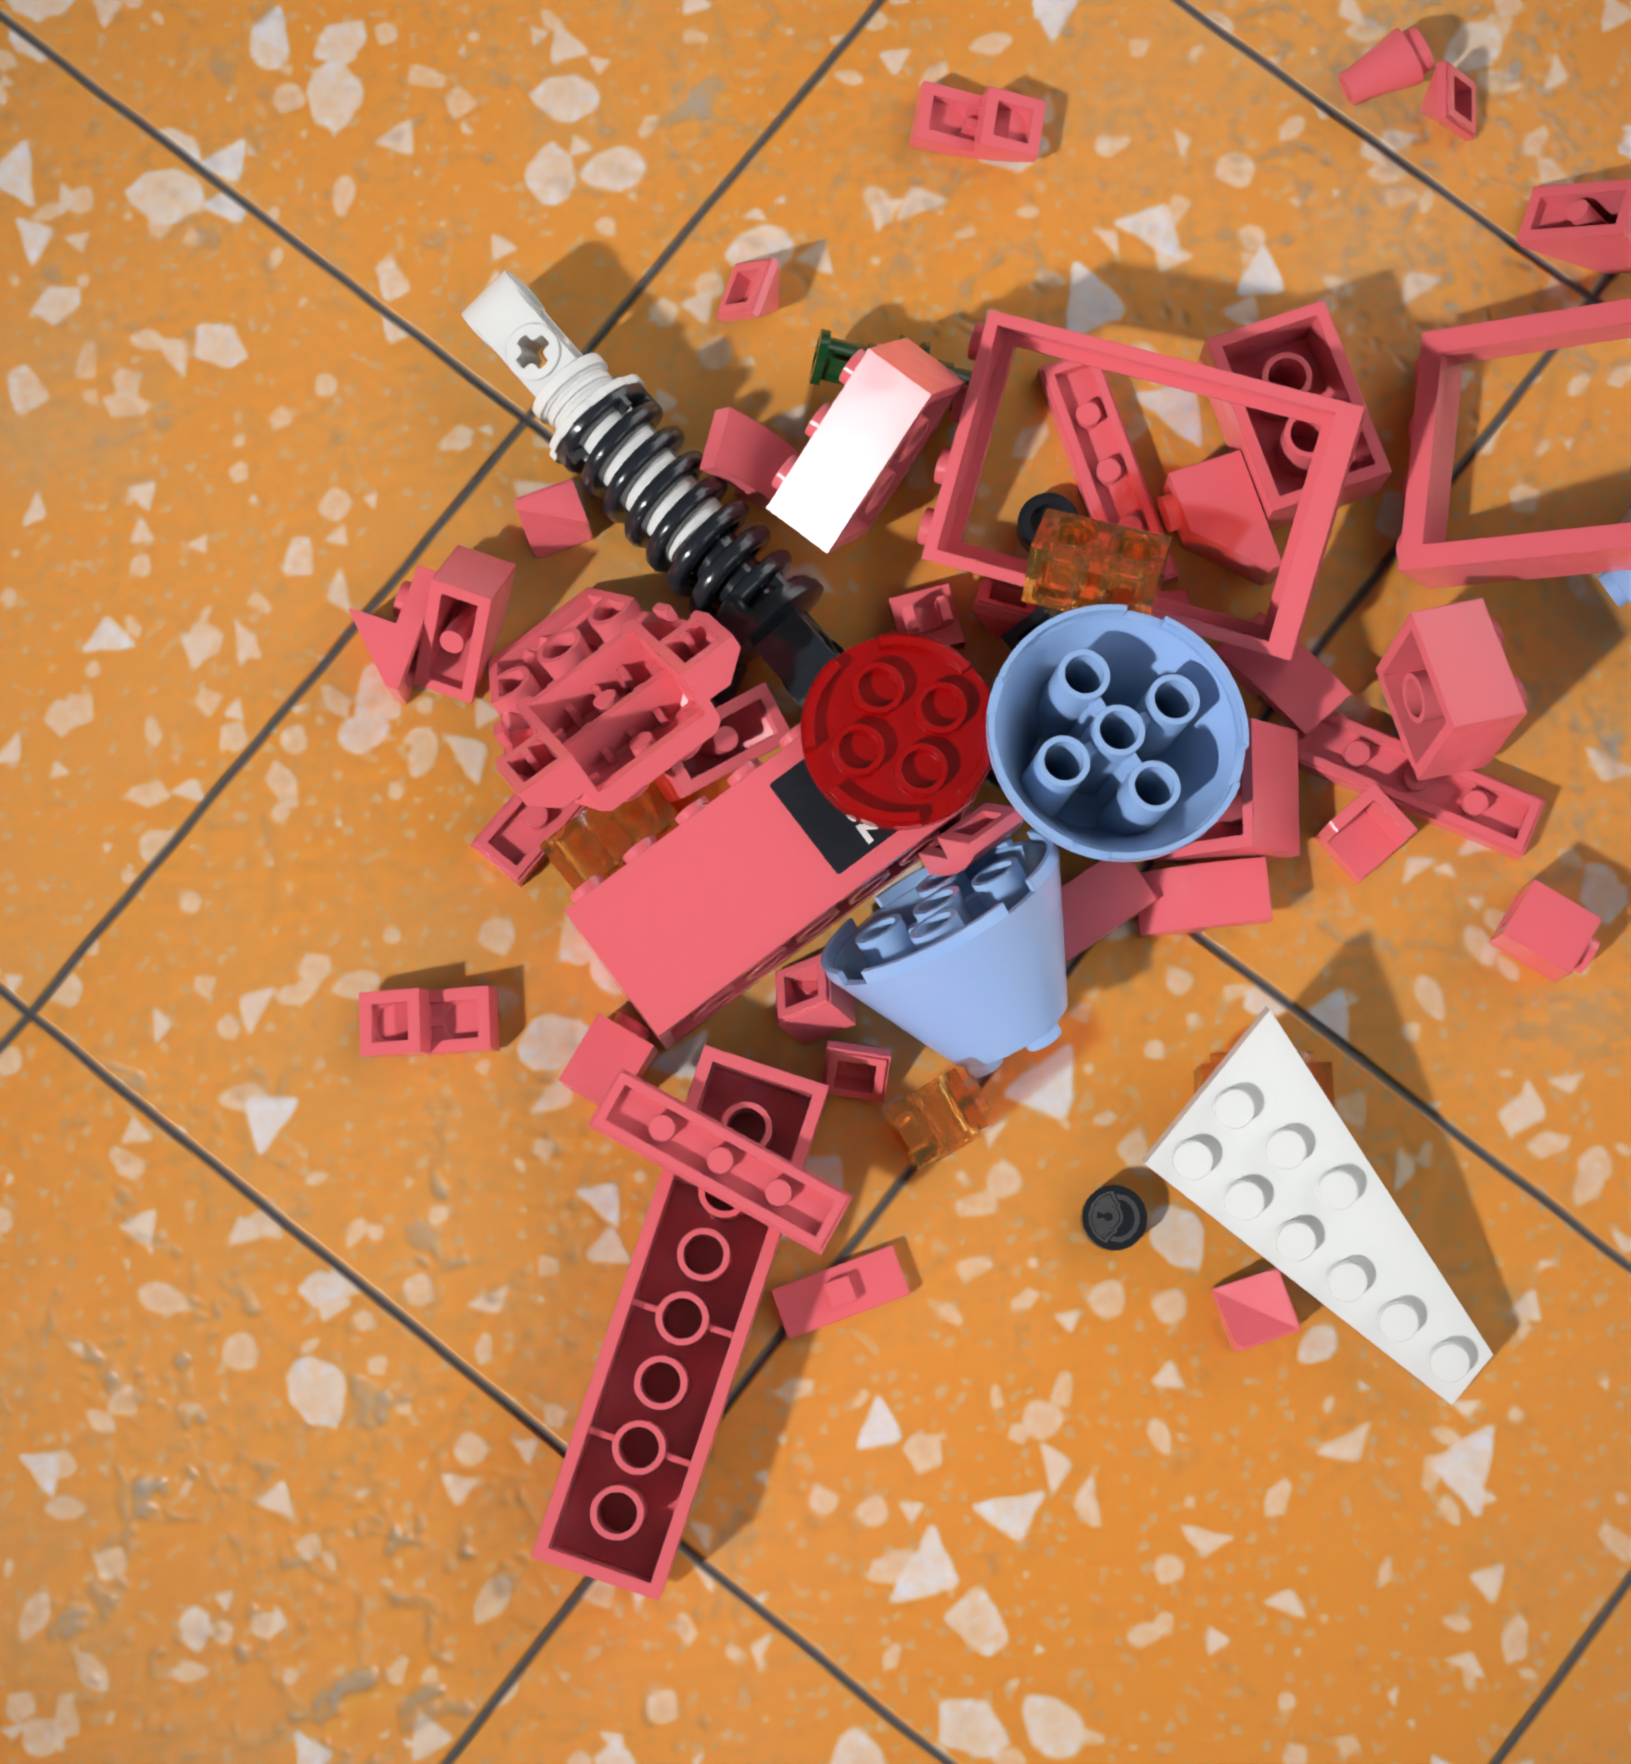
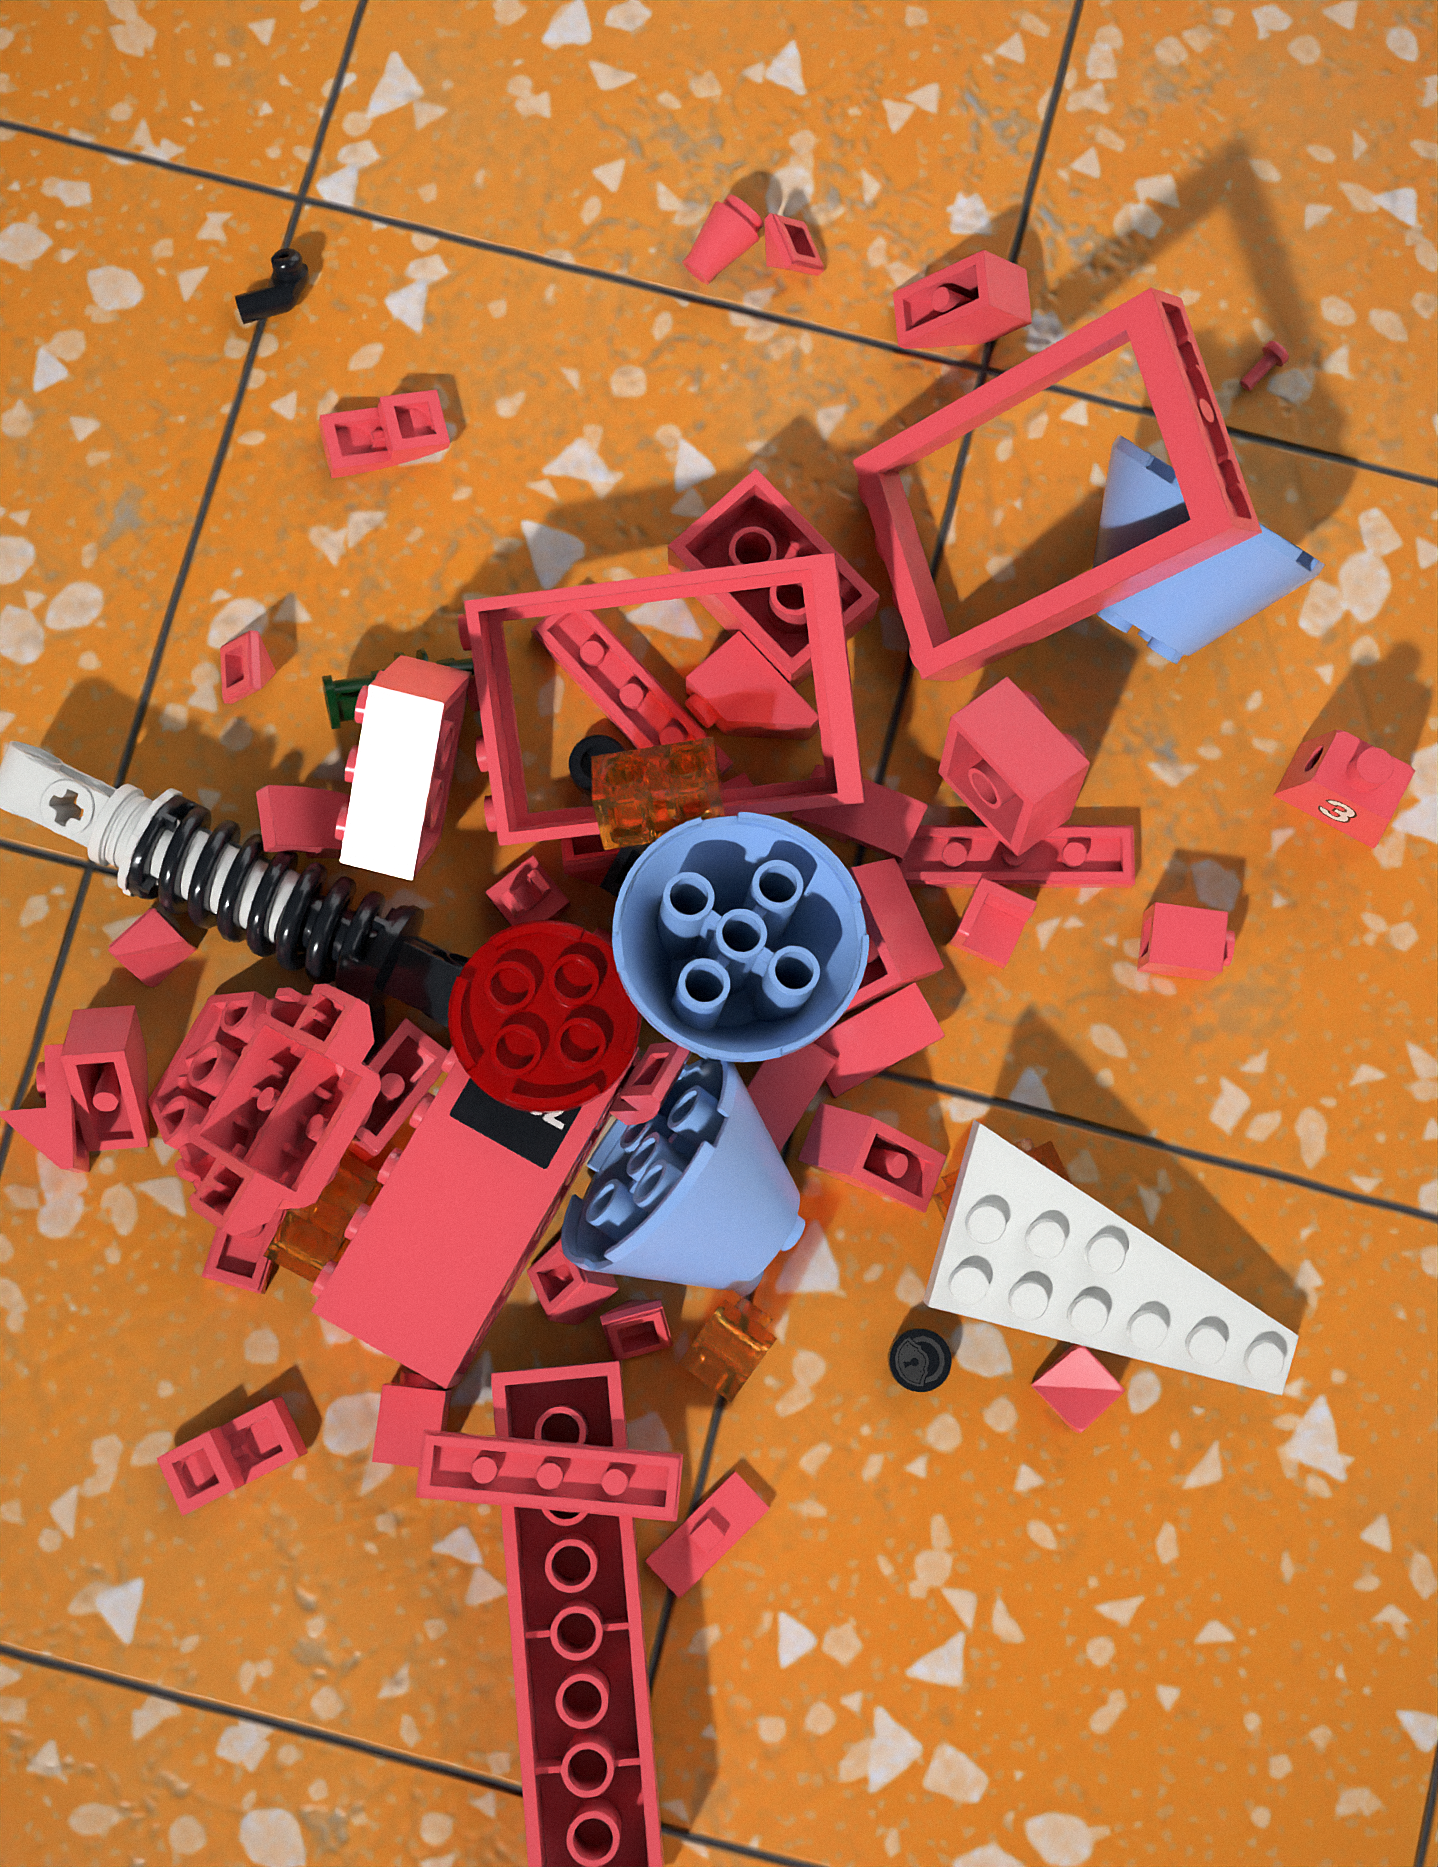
camera: 30 degrees left, 0 degrees up
(1152, 1005) = (872, 1156): none -> coral slope

